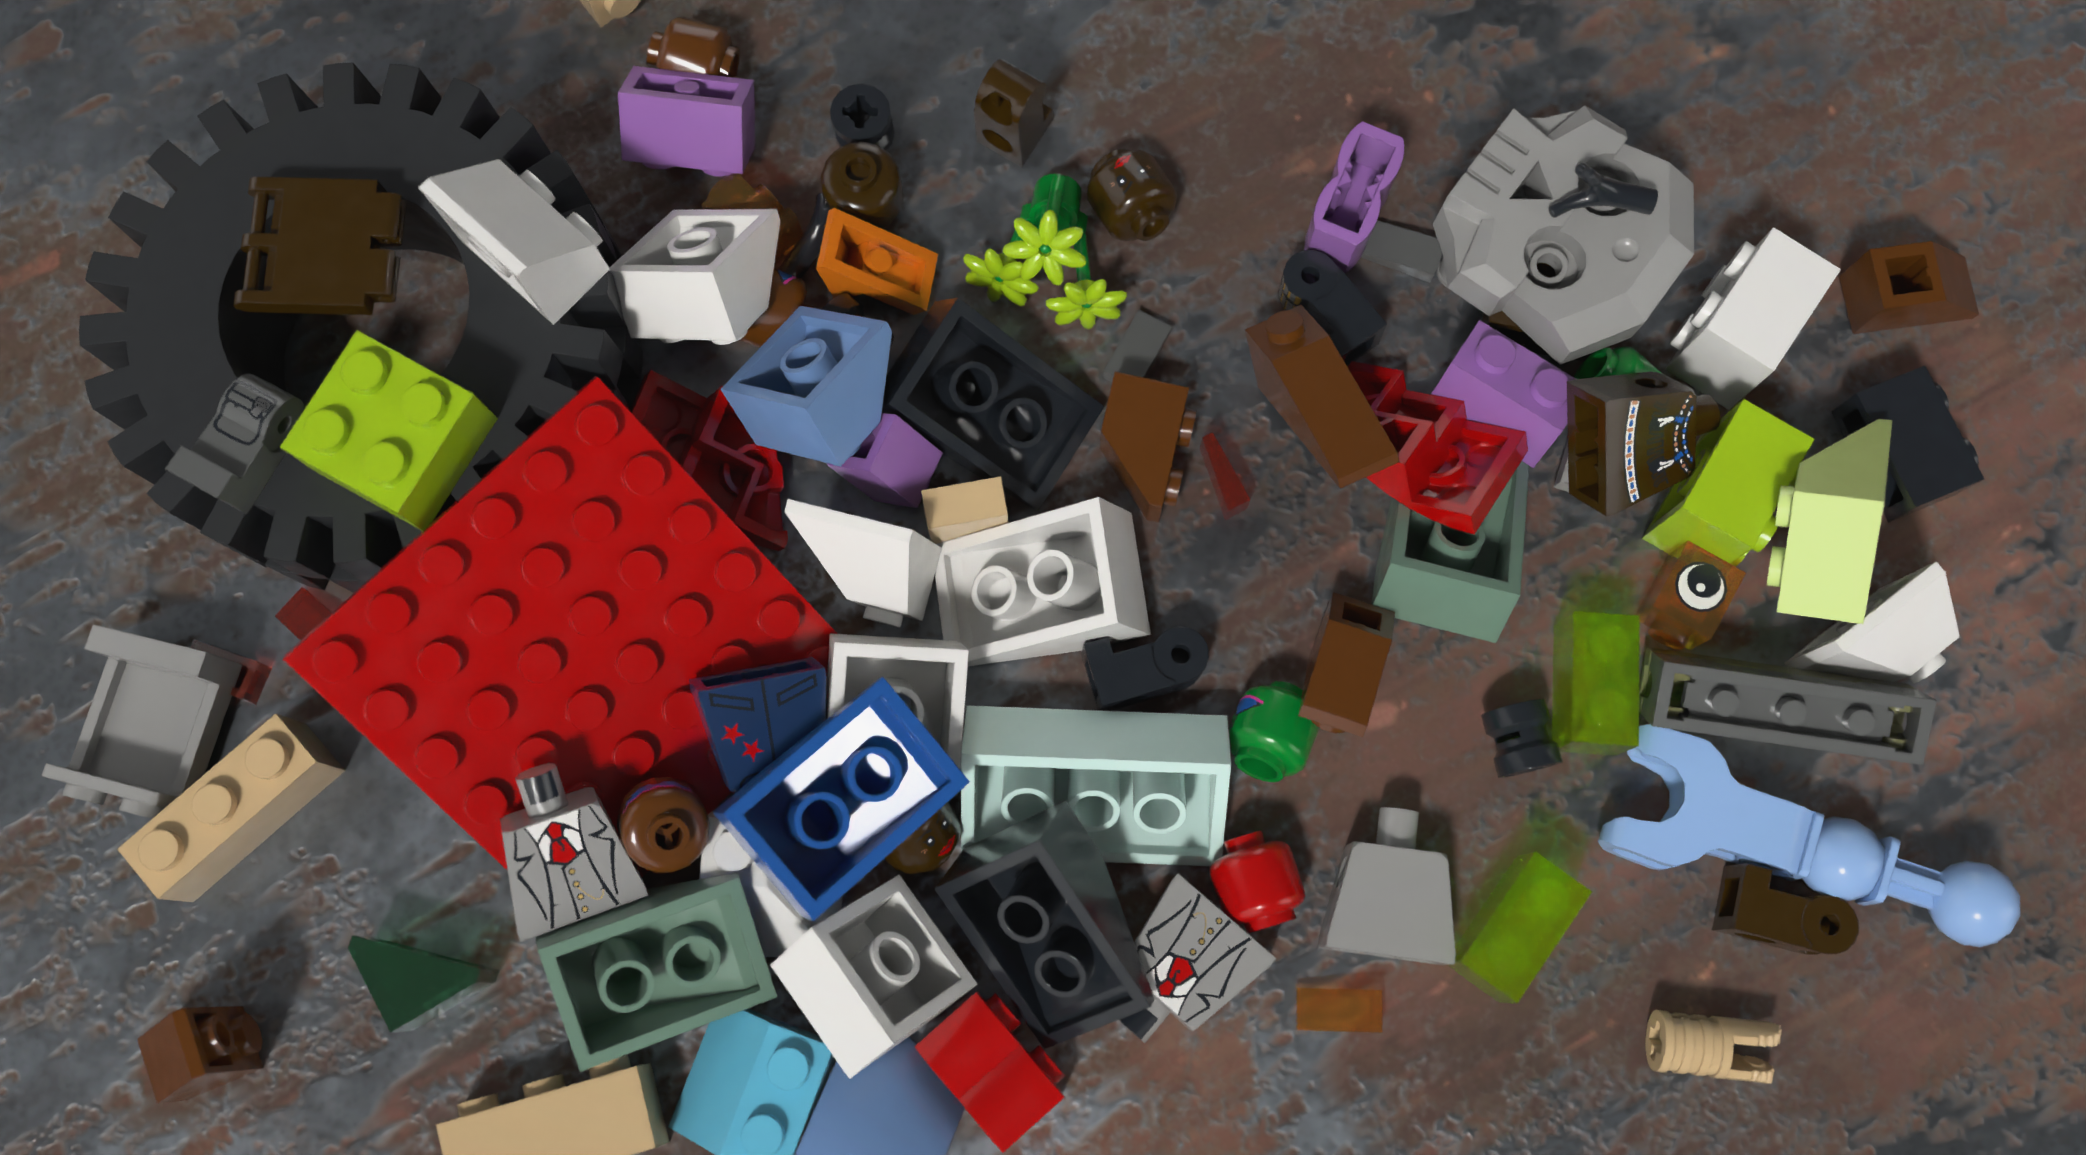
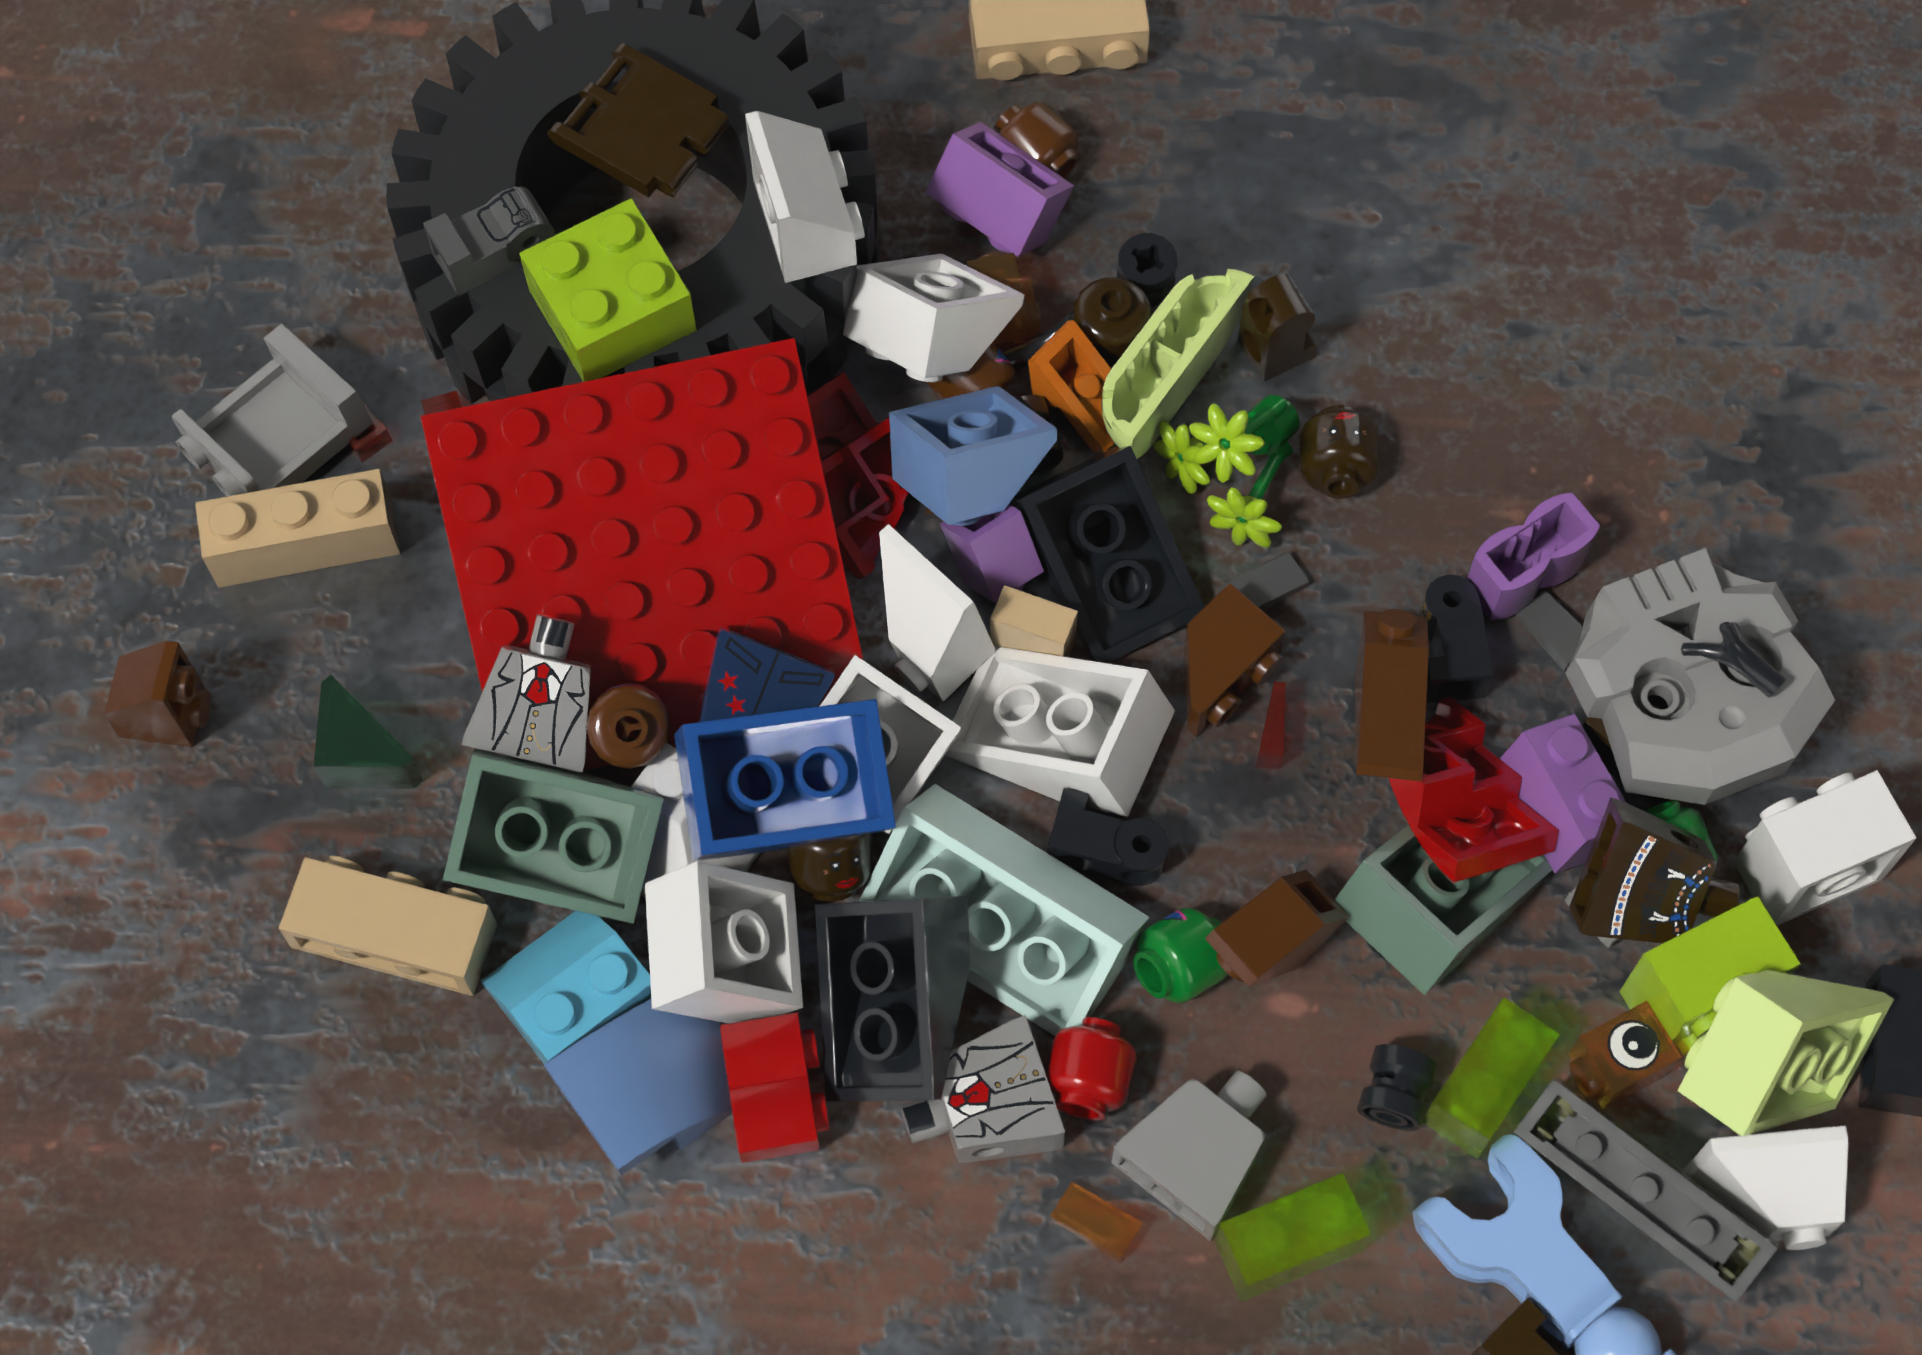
camera: 30 degrees right, 10 degrees down
(935, 191) = (1171, 356): none -> yellowish green brick

